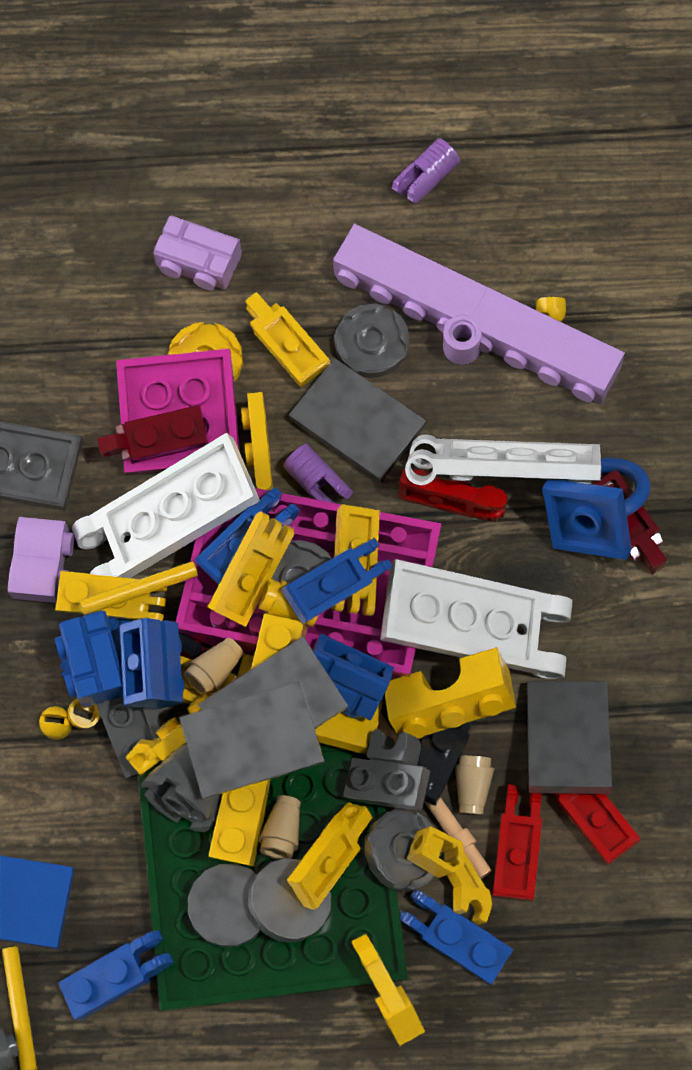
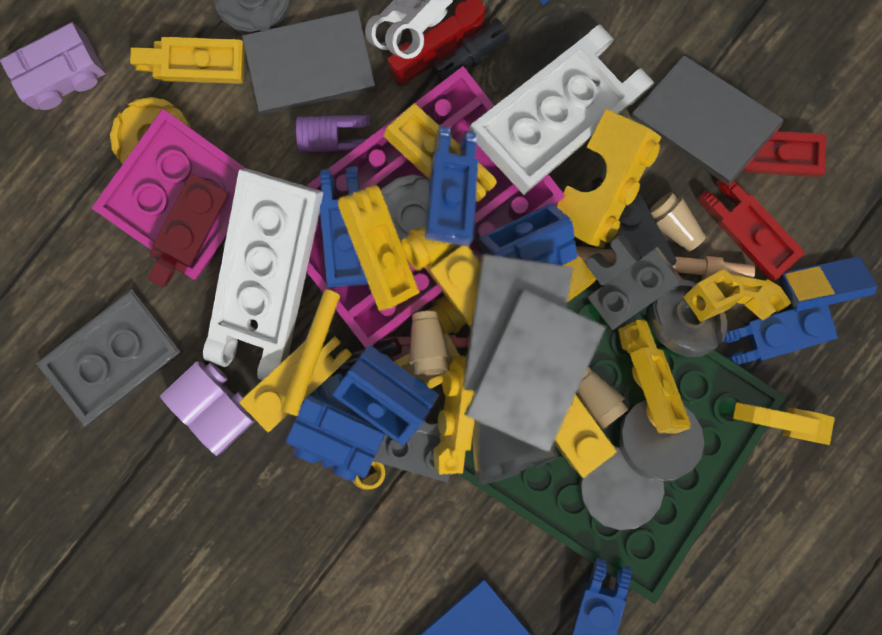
camera: 55 degrees left, 15 degrees up
(55, 730) = (360, 507): yellow hinge -> none
(258, 451) = (268, 159): yellow hinge -> none
(469, 524) = (471, 49): none -> black pin
(526, 939) = (828, 283): none -> blue tile

